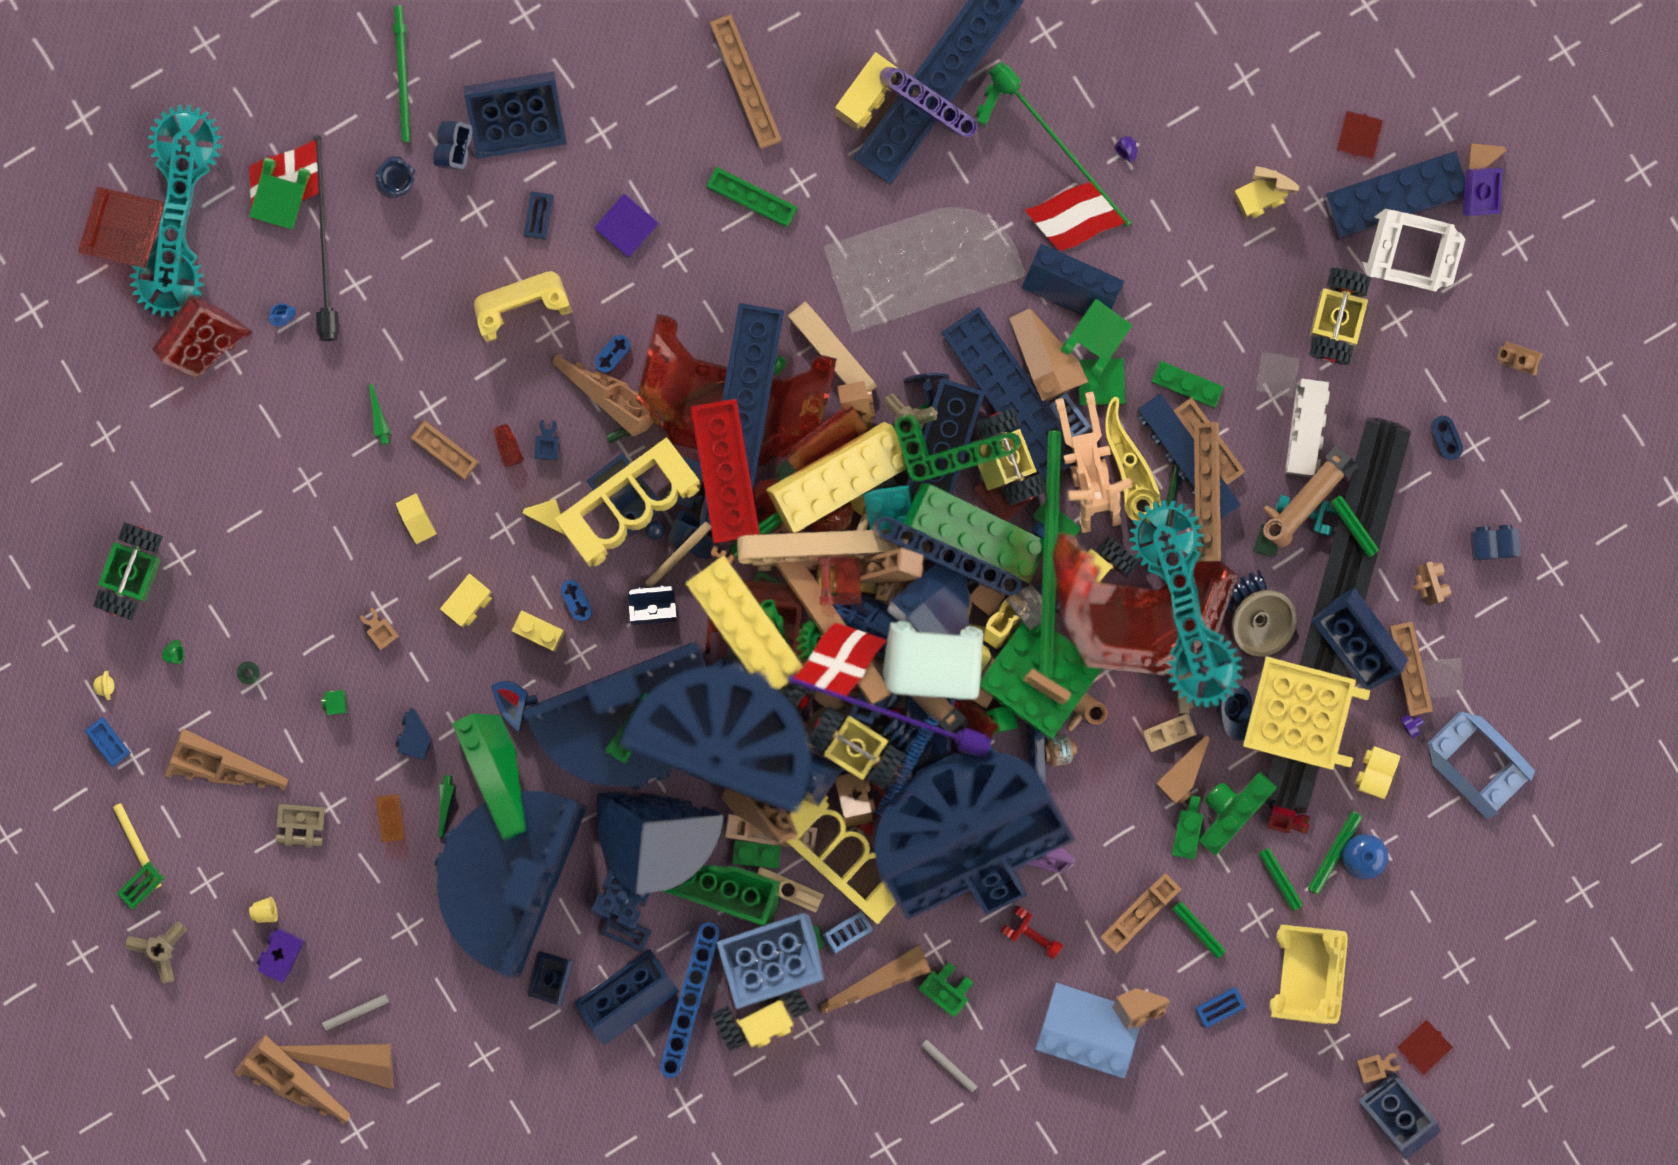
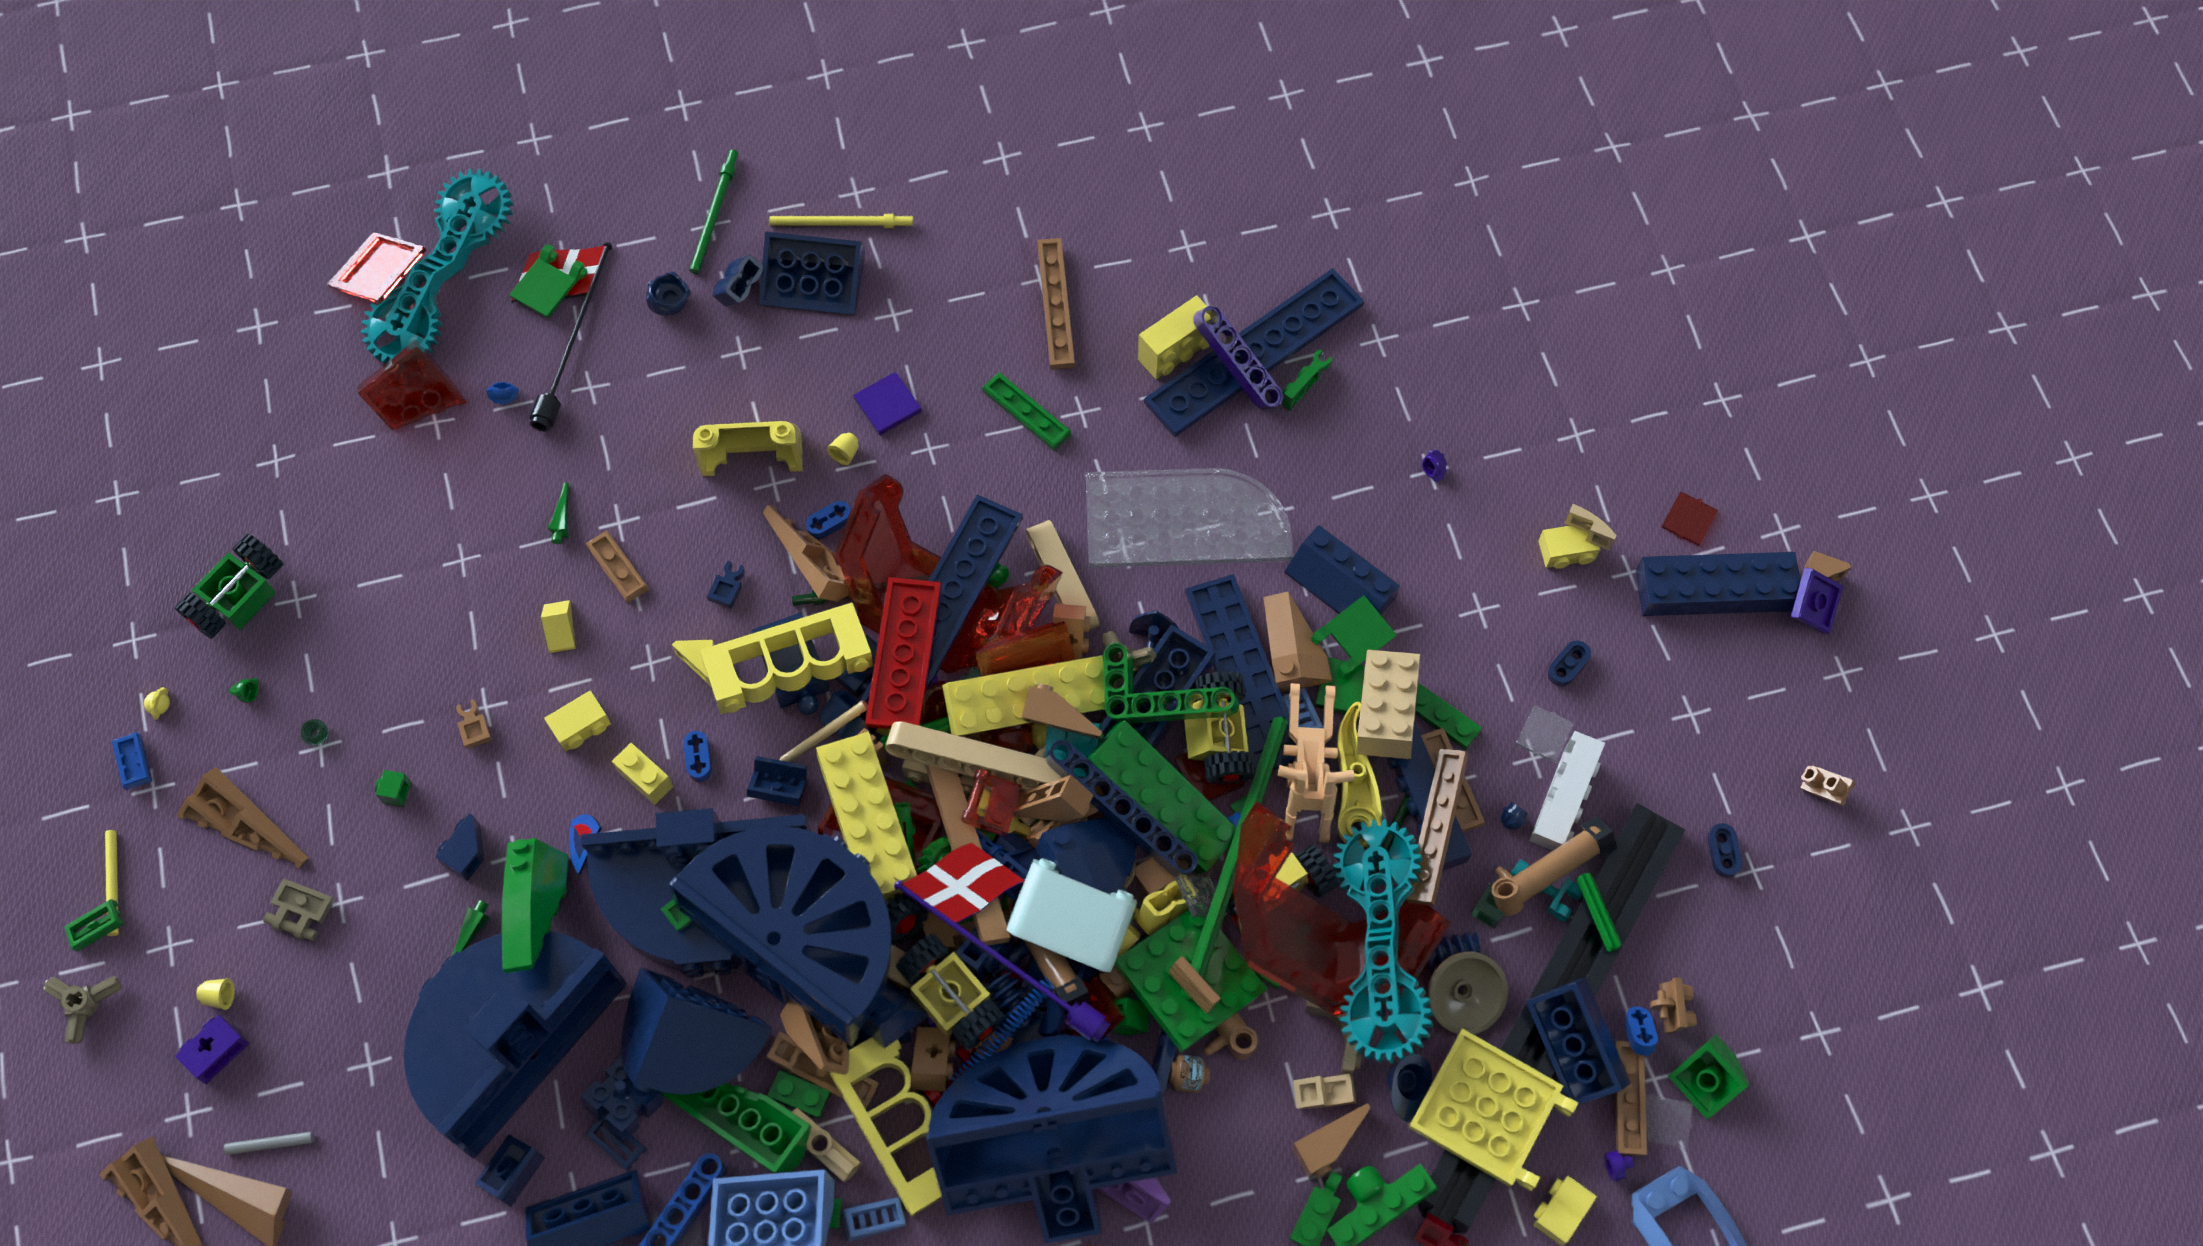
camera: 15 degrees right, 20 degrees down
(390, 818) = (400, 931): clear orange plate -> none
(508, 446) = (684, 579): clear red hinge -> none
(536, 235) = (783, 384): dark blue tile -> none
(566, 38) = (887, 220): none -> light yellow bar
(604, 282) = (843, 448): none -> light yellow hat
(867, 491) = (1053, 711): none -> medium nougat slope
(1076, 212) = (1366, 511): flag -> none
(1141, 395) = (1388, 704): none -> tan brick
(1267, 458) = (1513, 816): none -> dark blue plate
(1284, 306) = (1568, 664): none -> dark blue plate
(1339, 316) = (1631, 683): brick -> none
(1386, 242) = (1699, 620): white wedge -> none
(1403, 614) = (1646, 1030): none -> blue beam
(1470, 633) = (1710, 1077): none -> green slope
(1495, 543) = (1760, 982): dark blue brick -> none

